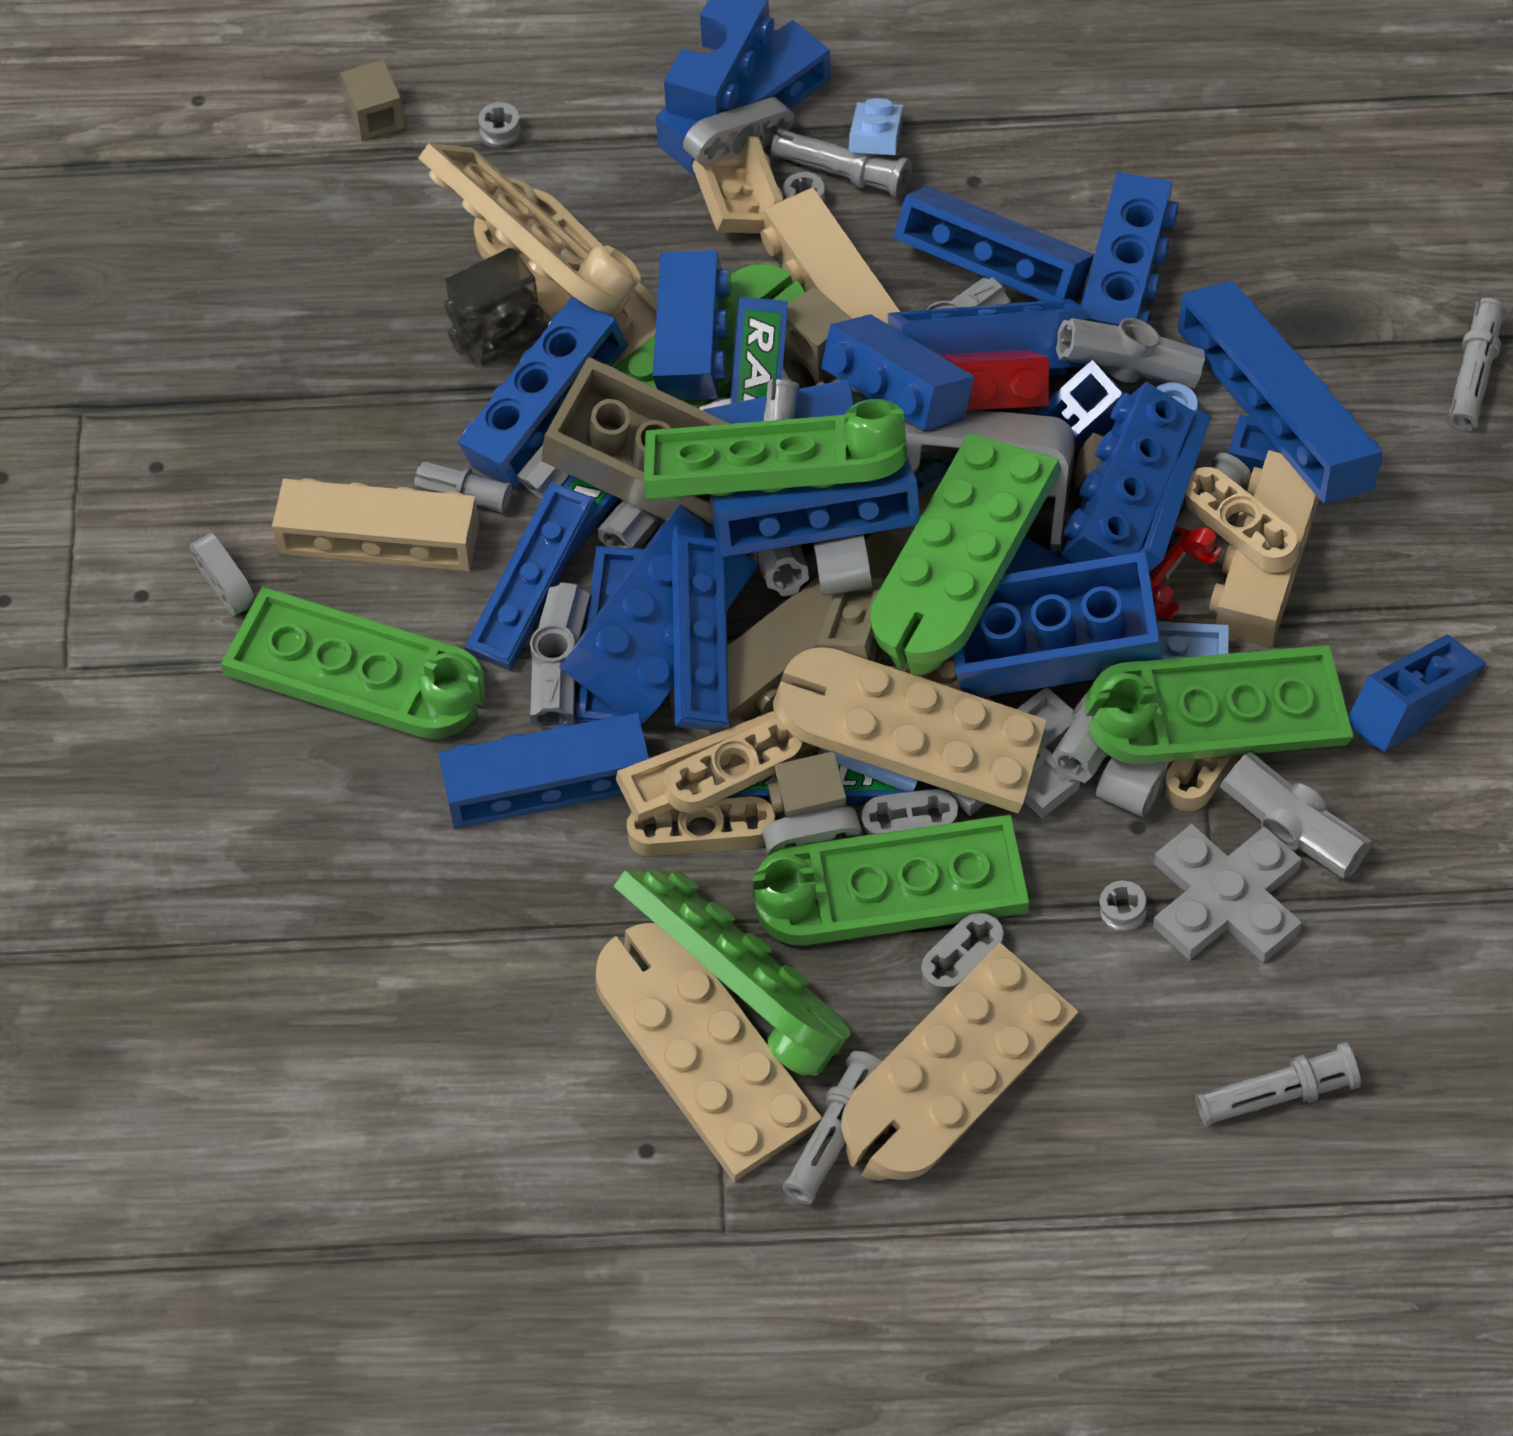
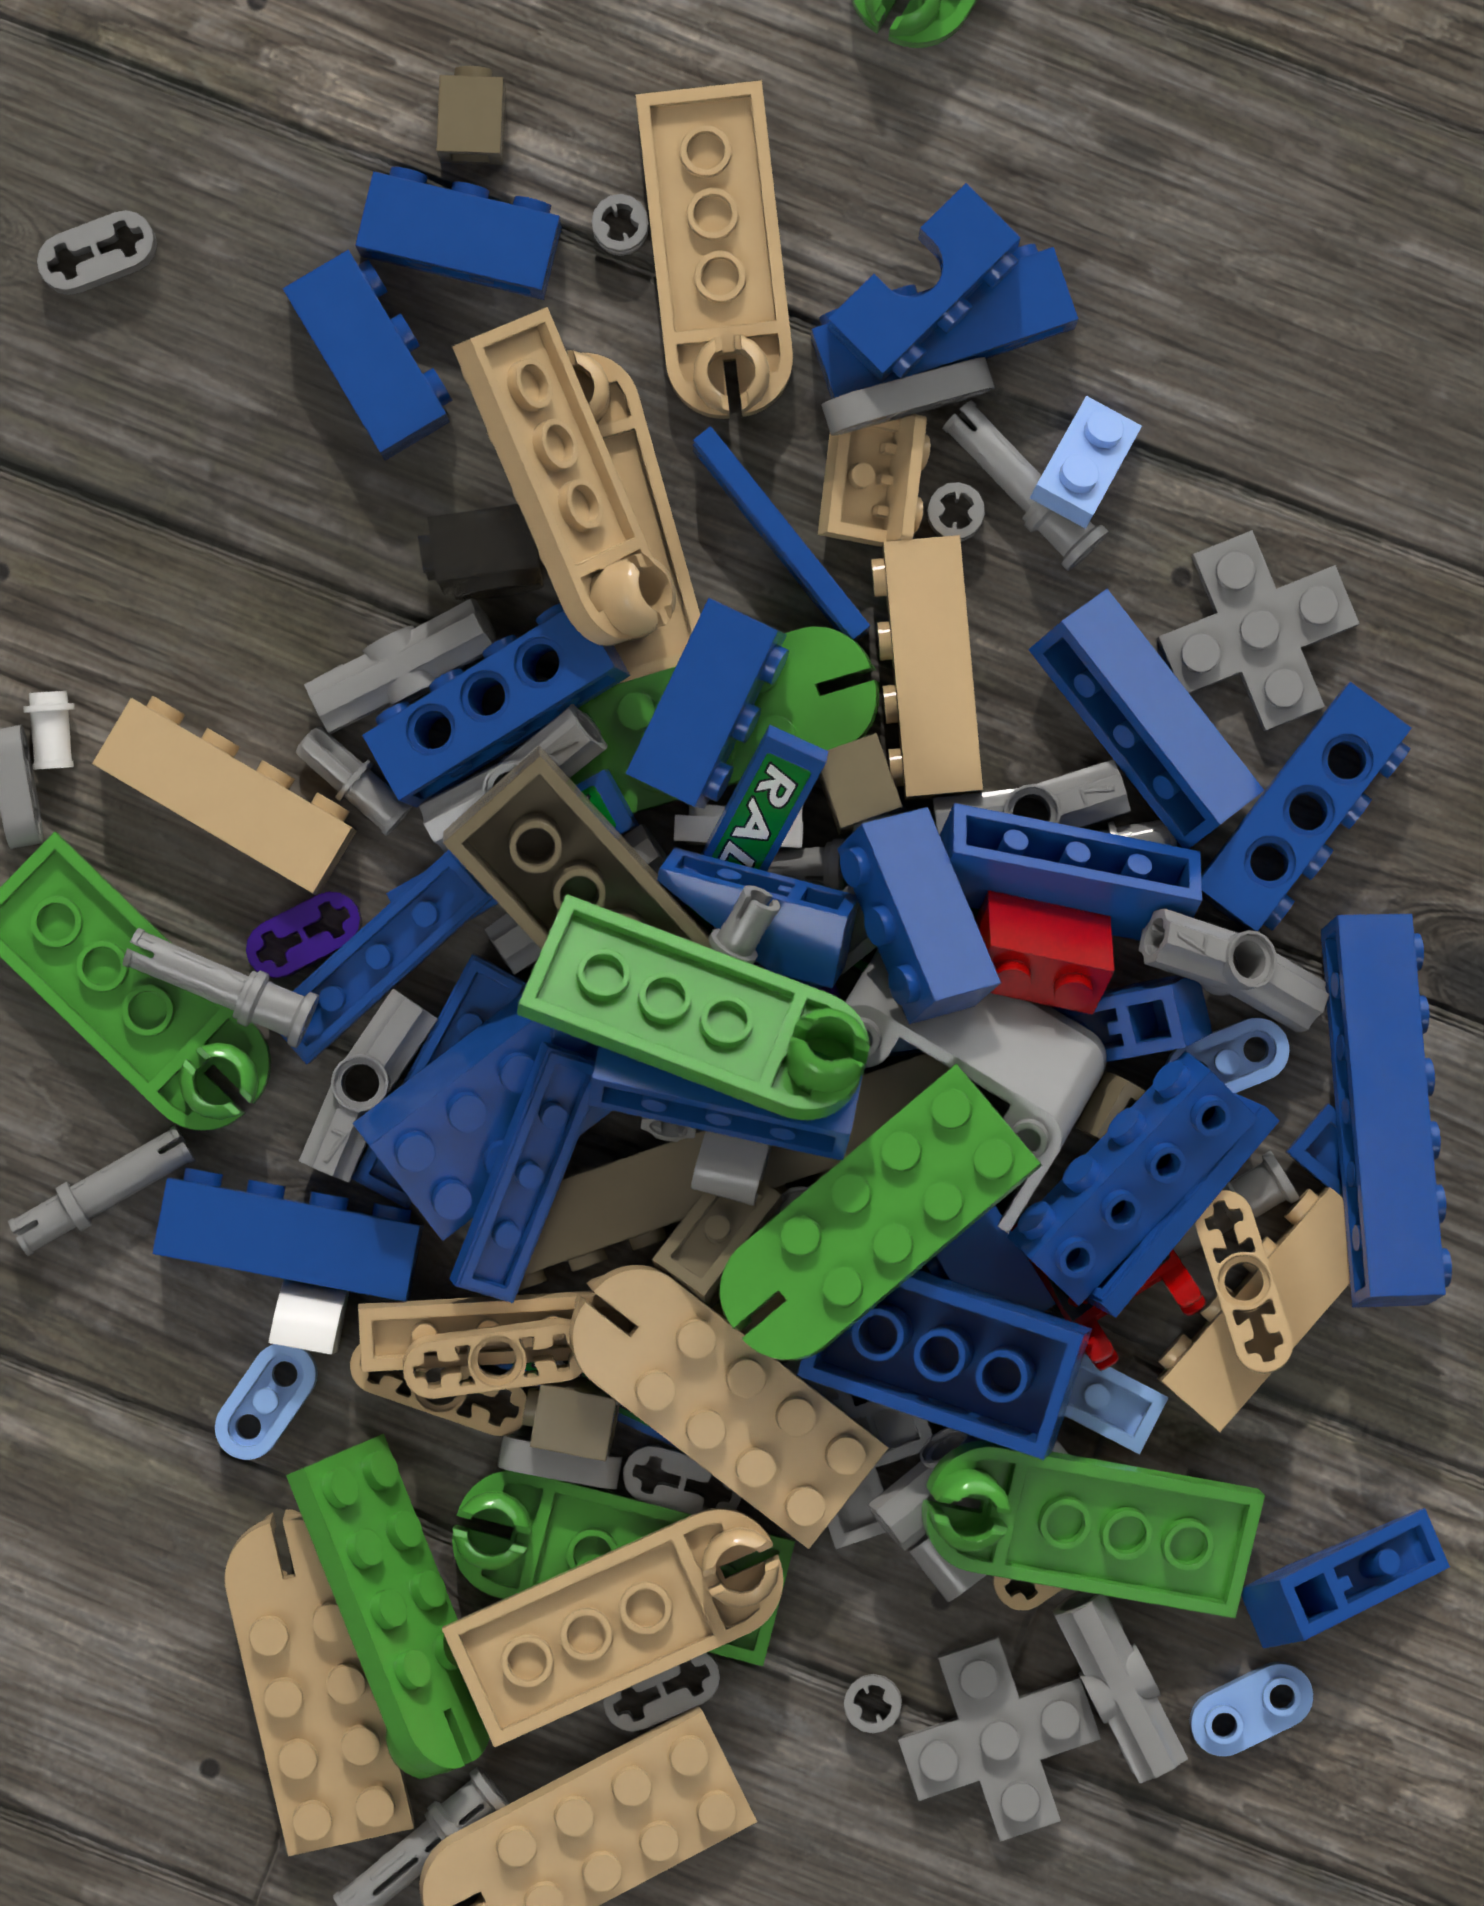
camera: 25 degrees right, 30 degrees up
(148, 262) = (90, 238): none -> light grey beam
(228, 526) = (50, 729): none -> white pin
(361, 246) = (369, 353): none -> blue brick
(378, 810) = (100, 1191): none -> light grey pin
(383, 161) = (459, 232): none -> blue brick
(448, 622) = (250, 997): none -> light grey pin
(459, 405) = (401, 665): none -> light grey piece
(466, 587) = (296, 921): none -> dark purple beam
(570, 111) = (716, 244): none -> tan plate
(575, 884) = (267, 1400): none -> light blue plate
(585, 818) = (309, 1317): none -> white brick
(674, 233) = (779, 535): none -> blue tile
(905, 902) = (614, 1621): none -> tan plate
(1045, 184) = (1258, 630): none -> light grey plate
(1401, 799) = (1250, 1705): none -> light blue plate

